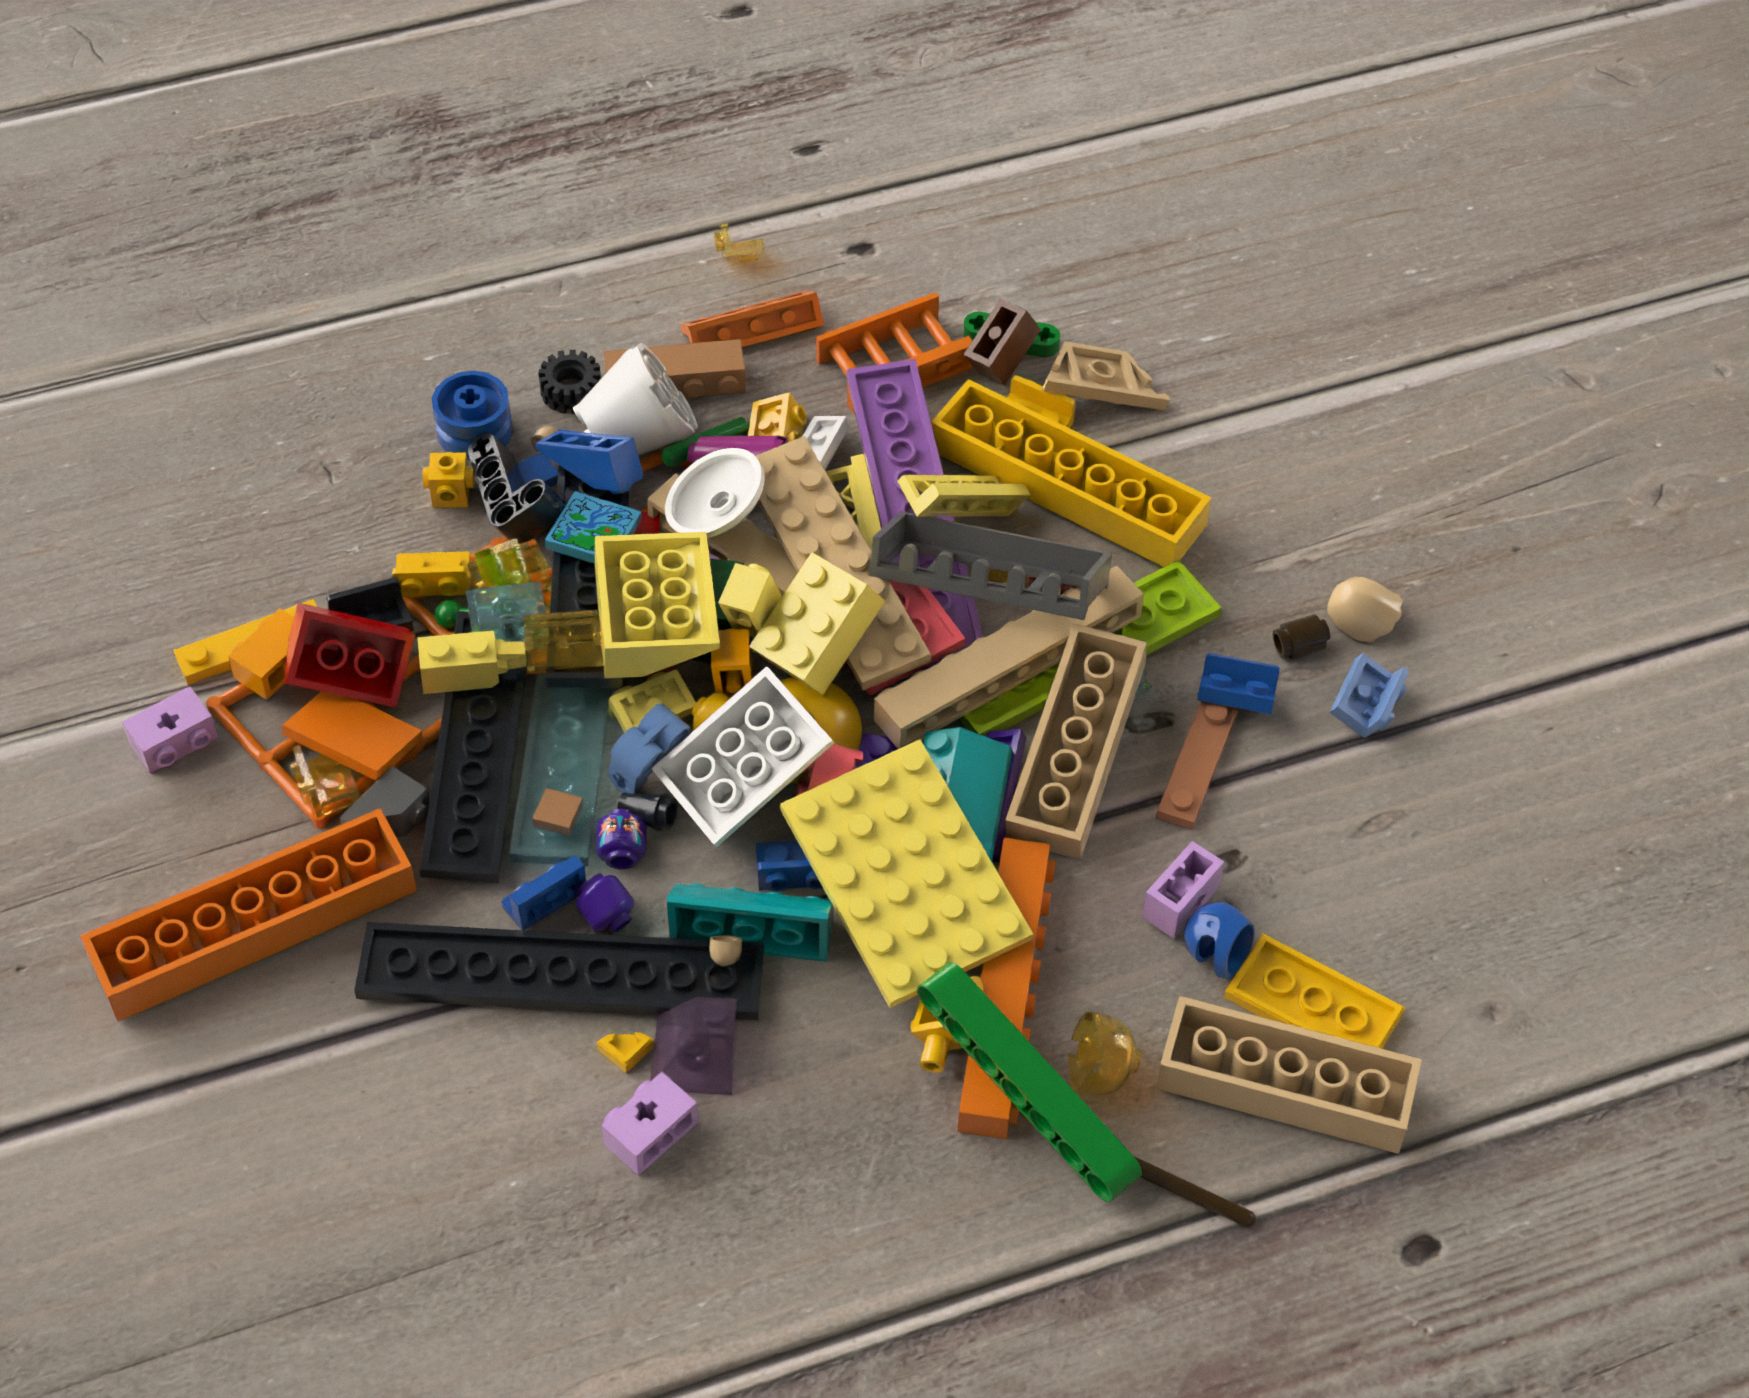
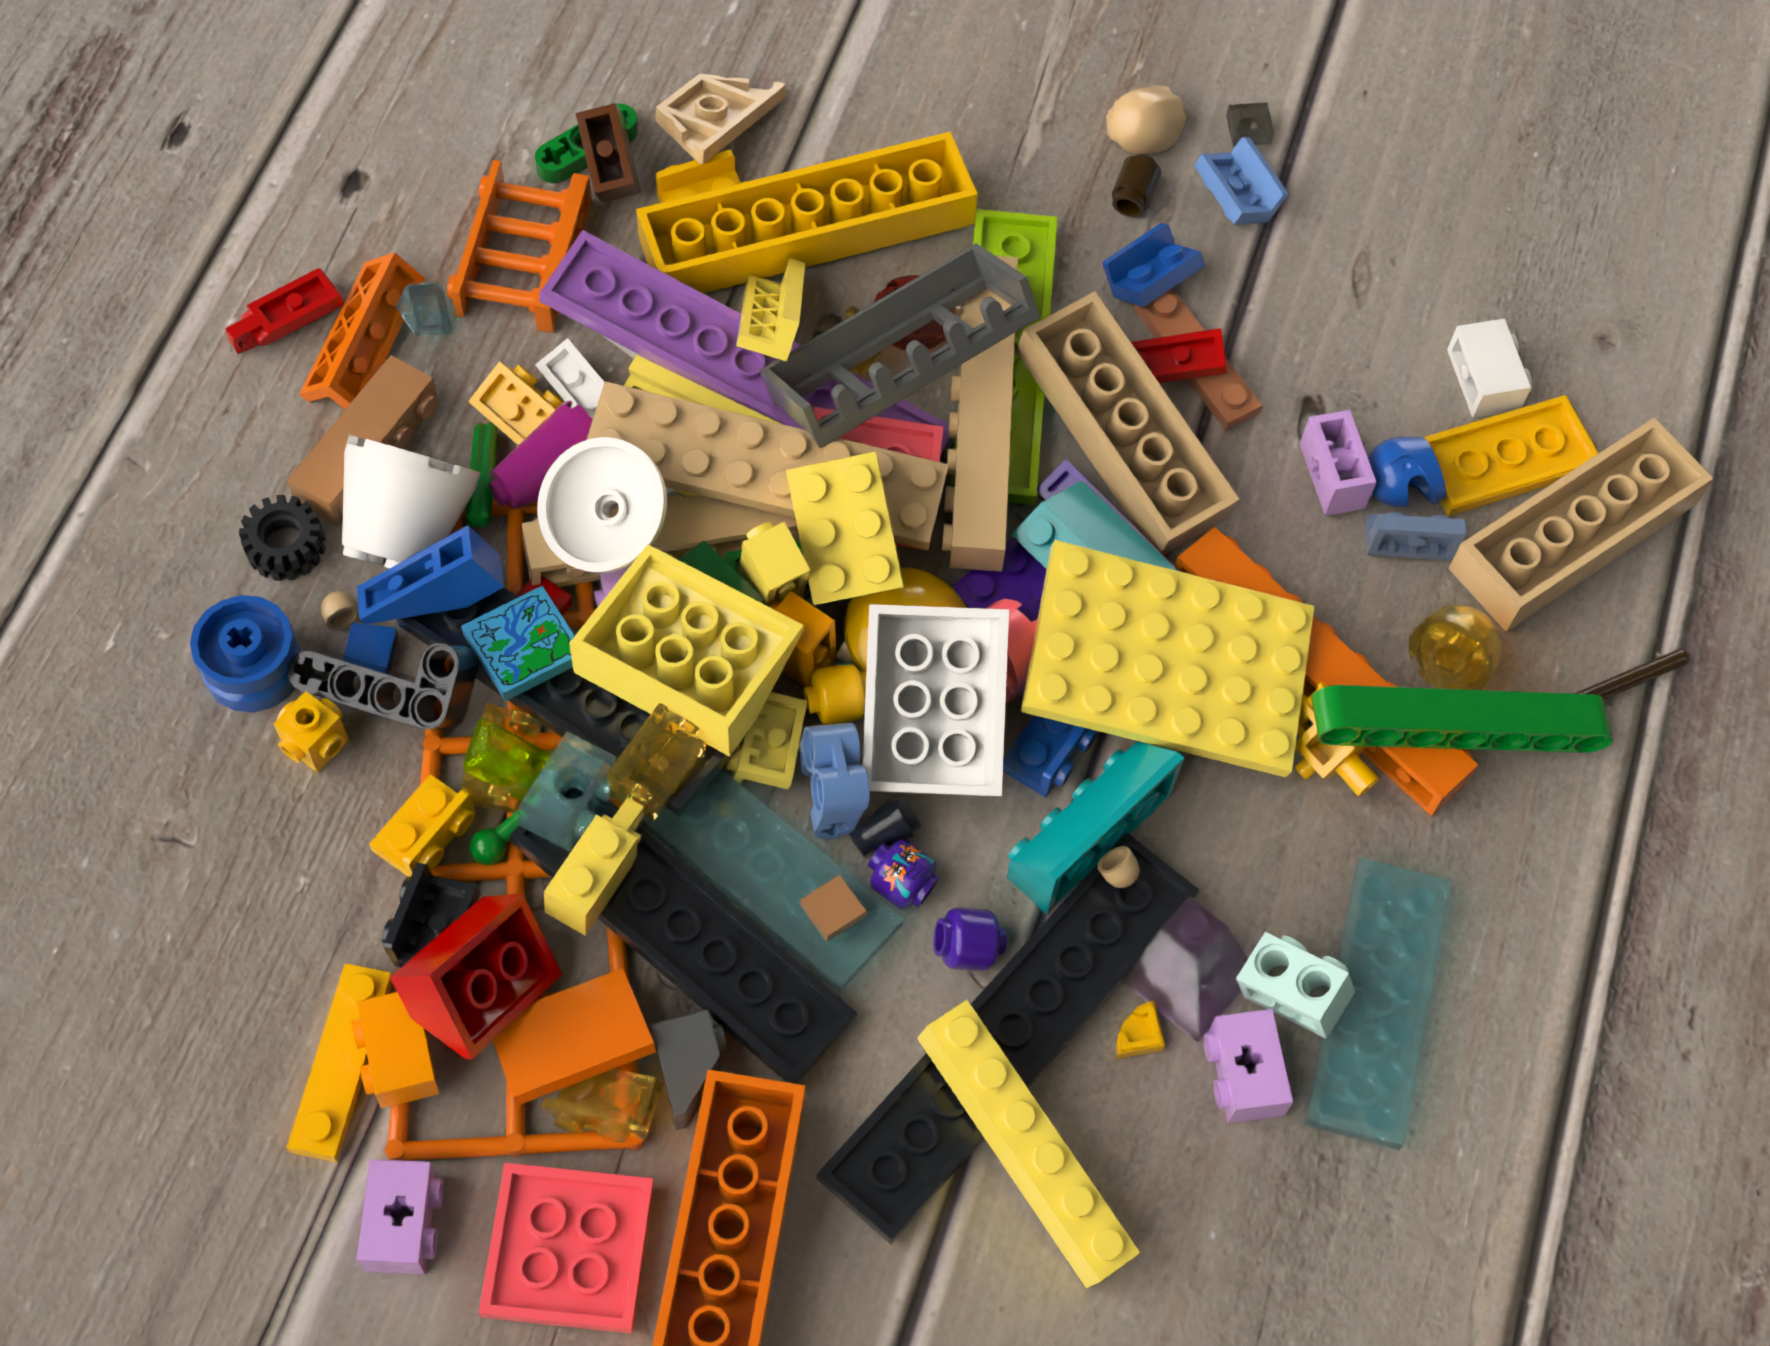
camera: 55 degrees left, 10 degrees up
(216, 824) = (567, 1248): none -> coral plate
(473, 1018) = (1027, 1144): none -> light yellow brick
(546, 893) = (910, 983): blue bracket -> none
(729, 276) = (284, 311): none -> red hinge
(731, 1109) = (1289, 992): none -> light aqua brick
(743, 250) = (260, 276): clear yellow bracket -> none
(769, 1176) = (1373, 1052): none -> clear light blue plate
(797, 338) = (425, 309): none -> clear light blue slope
(1168, 739) = (1184, 355): none -> red plate
(1170, 970) = (1414, 536): none -> sand blue bracket
(1373, 941) = (1489, 368): none -> white brick
(1432, 671) = (1250, 121): none -> clear smoke plate

